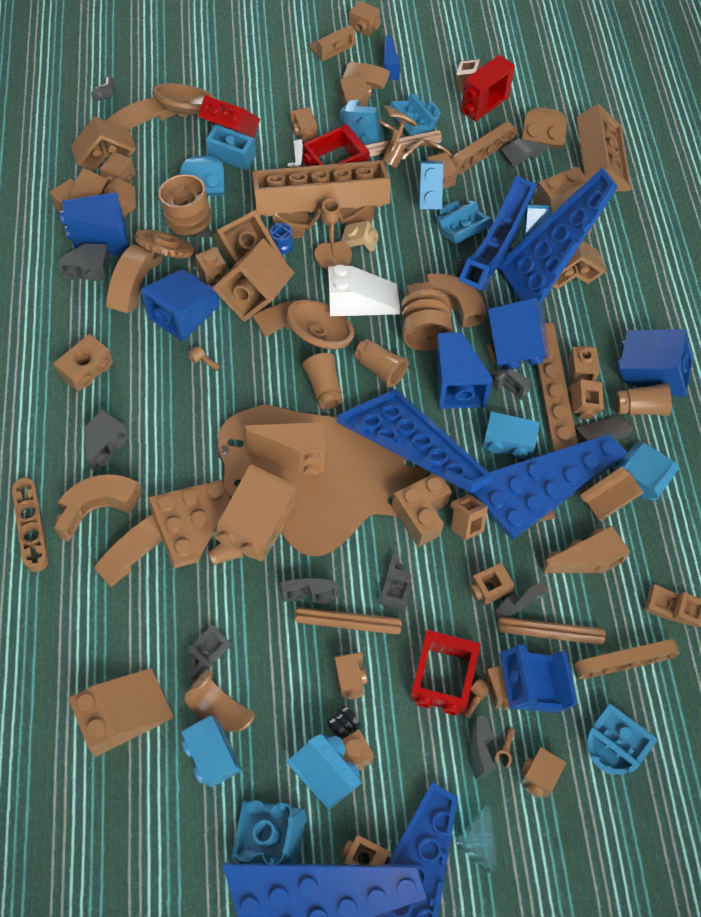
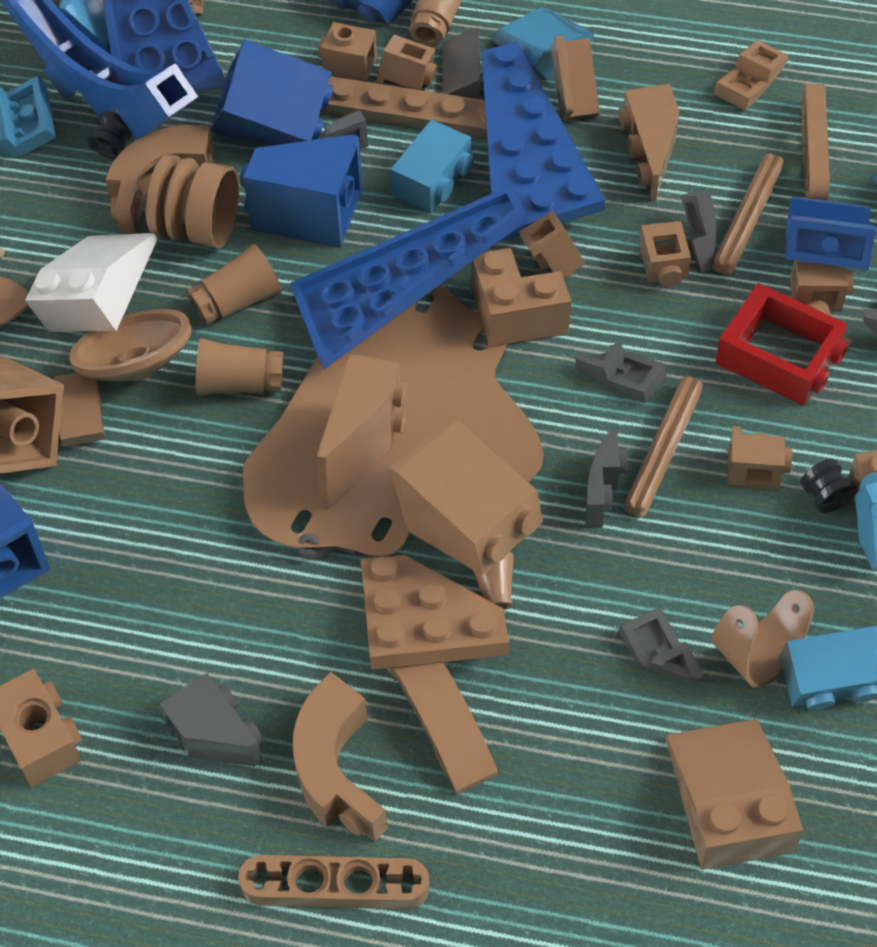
camera: 70 degrees left, 5 degrees down
(197, 354) = (96, 542): medium nougat hand -> none

